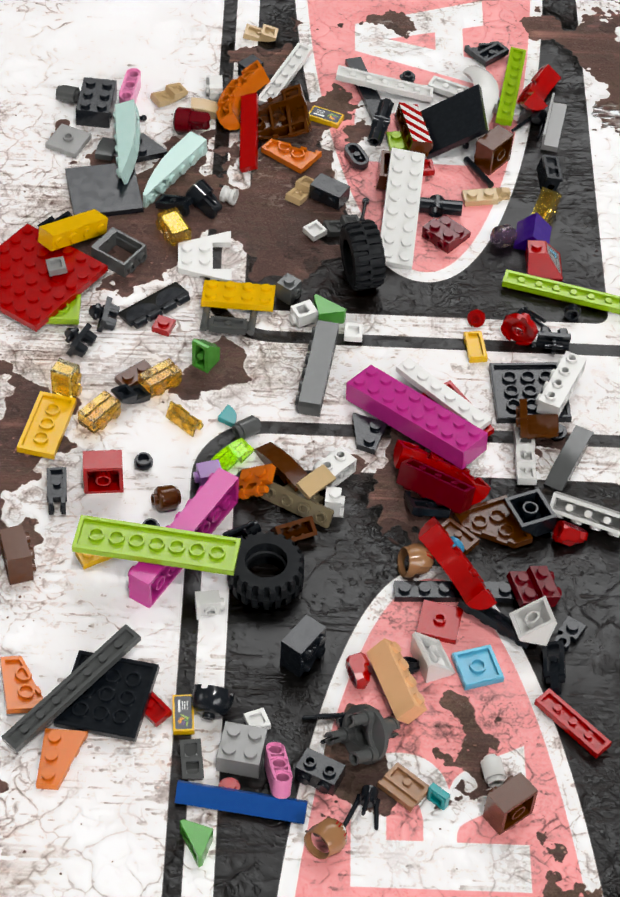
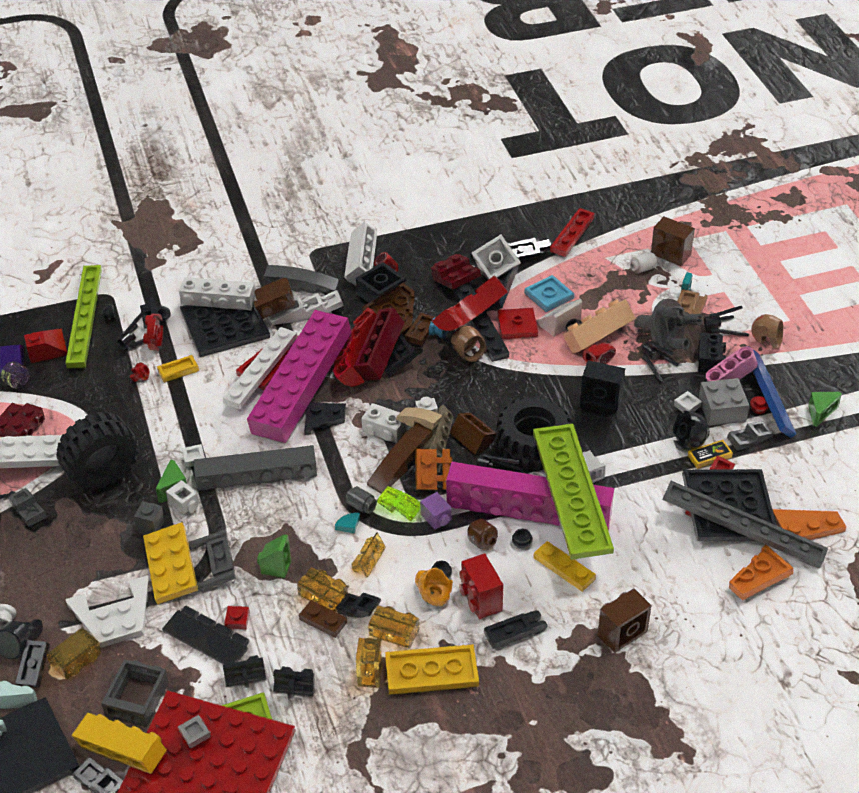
camera: 105 degrees left, 5 degrees down
(127, 442) = (434, 581): none -> light orange piece
(314, 230) = (44, 525): white plate -> none

